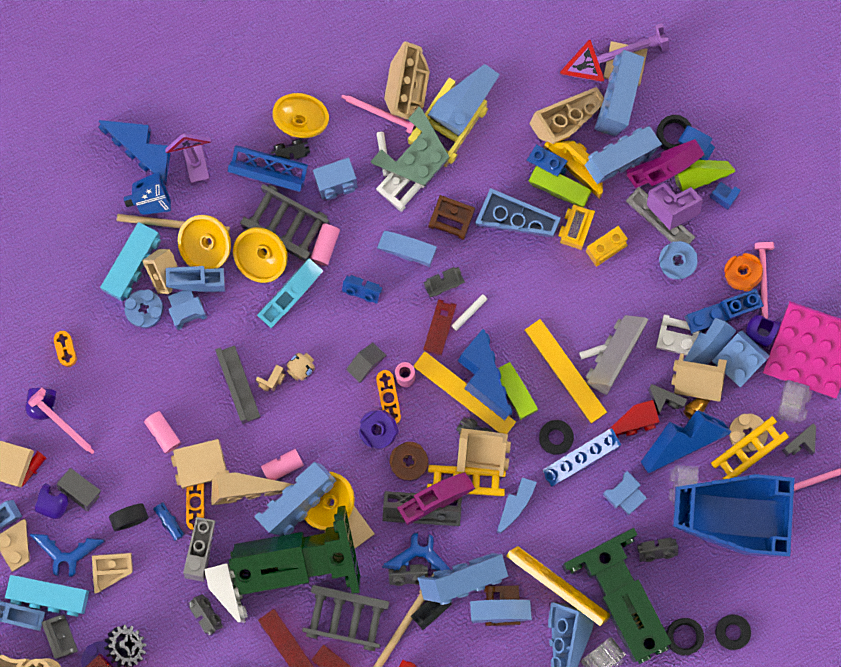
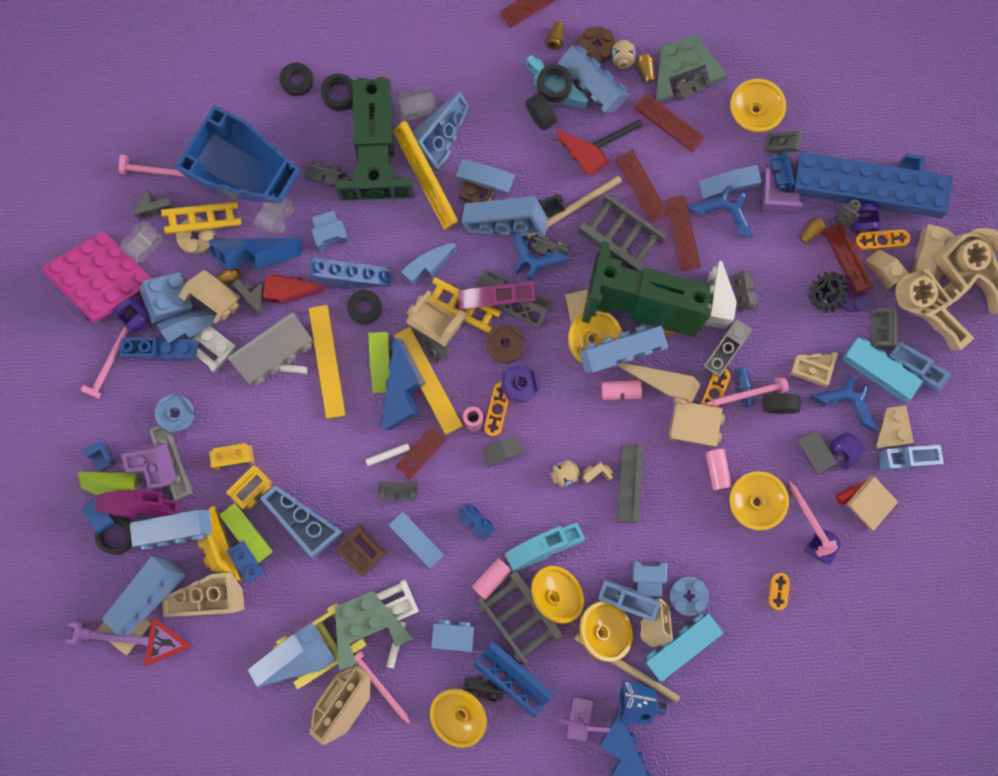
camera: 160 degrees left, 0 degrees up
(108, 406) = (769, 492): none -> yellow dish
(135, 535) = (781, 385): none -> bright pink piece
(747, 281) = (121, 386): orange plate -> none

